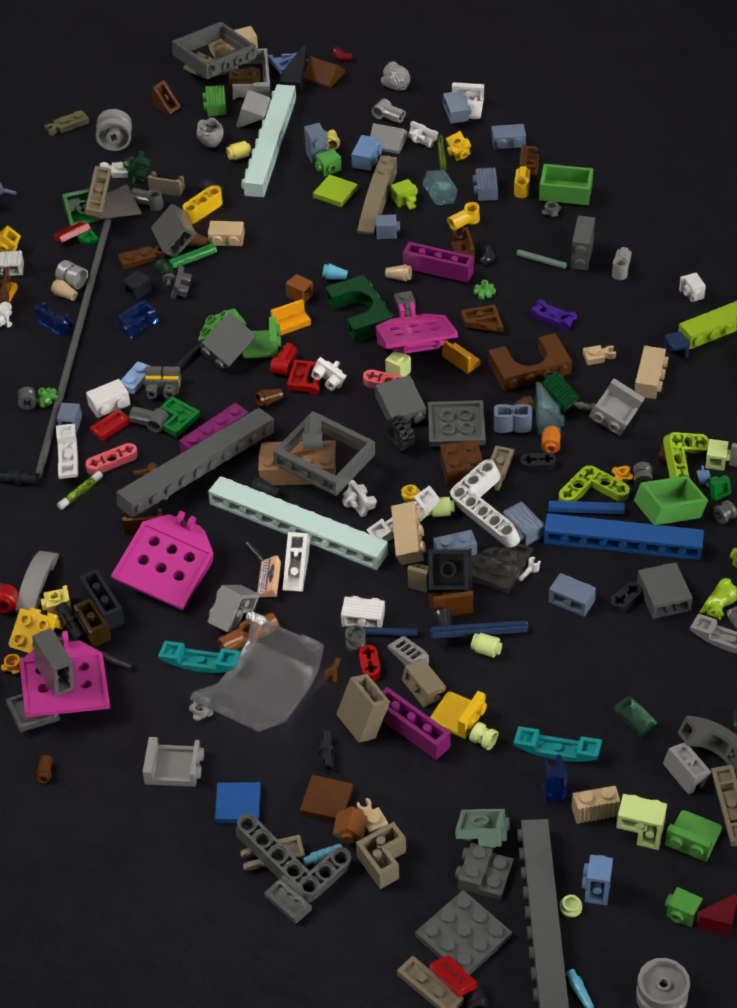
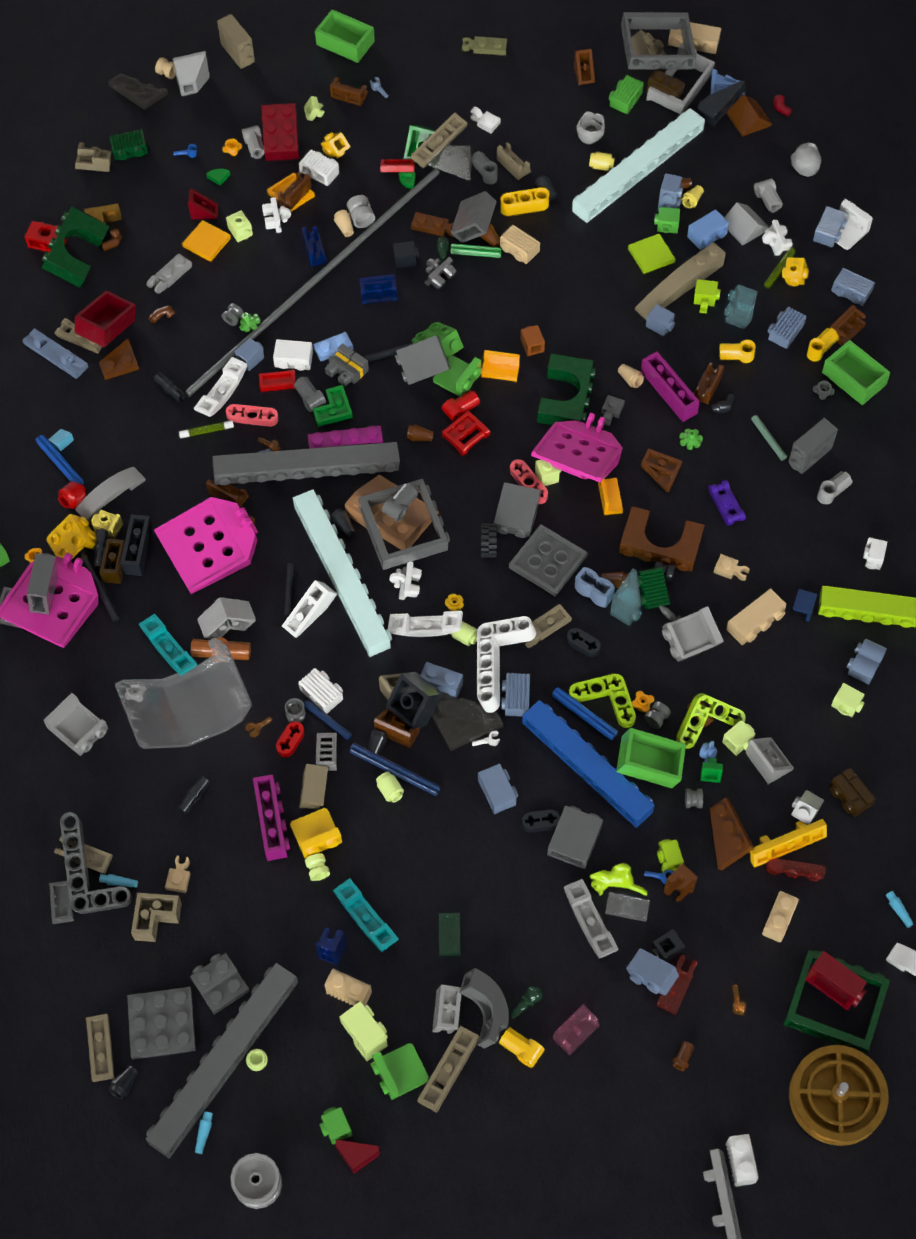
camera: 35 degrees right, 15 degrees up
(113, 130) = (510, 78): light grey wheel -> none
(135, 165) = (499, 129): clear green hips -> none
(236, 800) = (96, 792): blue tile -> none
(253, 108) = (648, 122): light grey slope -> none
(269, 577) = (277, 609): slope -> none
(326, 797) = (160, 835): reddish brown tile -> none
(329, 372) = (484, 451): white hips -> none
(333, 272) = (575, 341): medium azure cone -> none
(350, 825) = (152, 873): dark orange brick -> none
(363, 708) = (240, 779): dark tan brick -> none
(408, 533) = (413, 642): tan brick -> none
(453, 976) = (117, 1053): red tile -> none
(459, 460) = (516, 600): reddish brown brick -> none
(486, 825) = (245, 946): sand green plate -> none
(551, 439) = (611, 628): orange brick -> none
(597, 879) = (288, 1055): medium blue brick -> none

